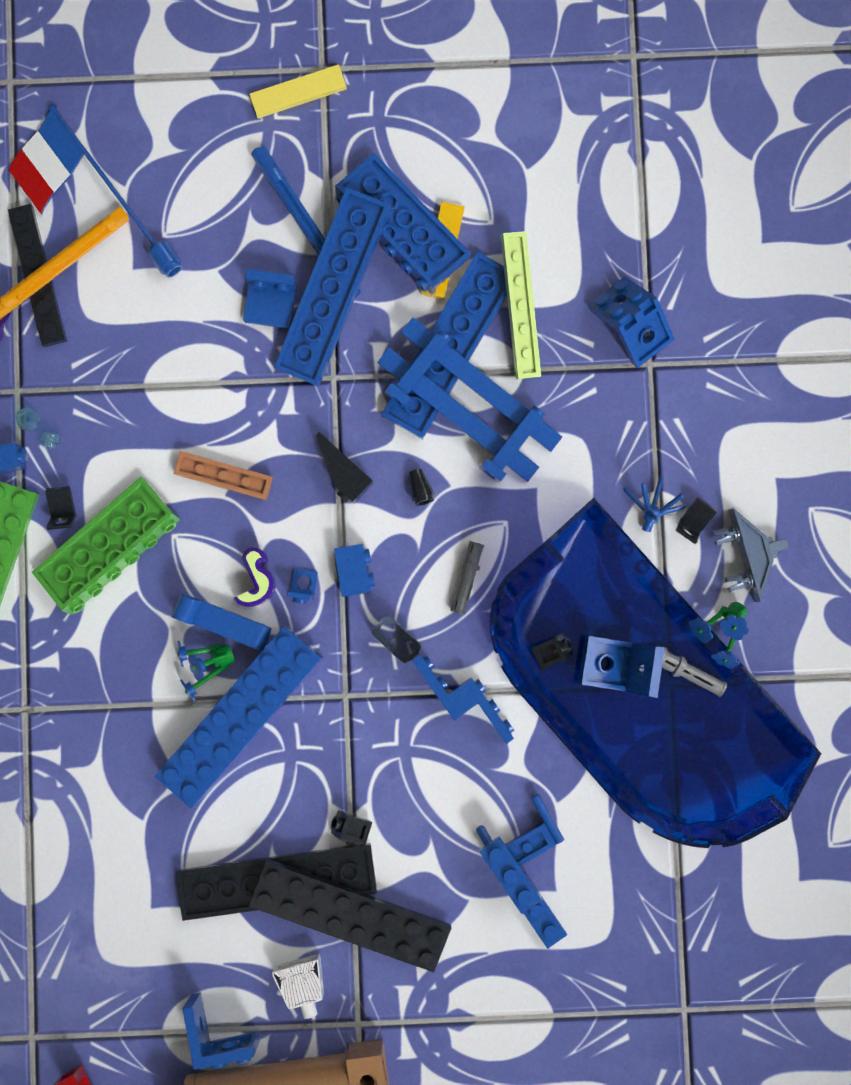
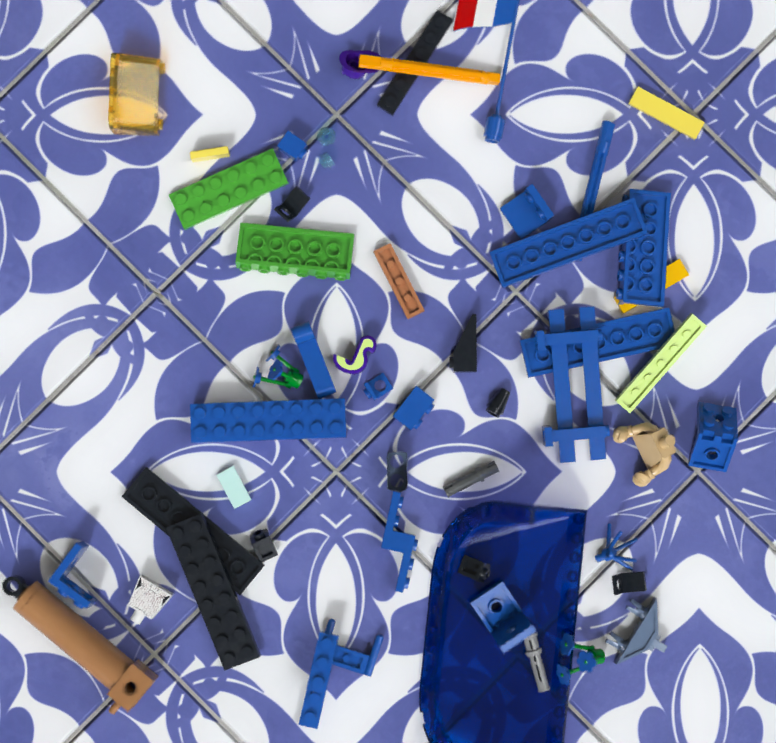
camera: 45 degrees right, 0 degrees up
(272, 805) = (234, 487): none -> light aqua tile
(590, 381) = (654, 447): none -> tan torso

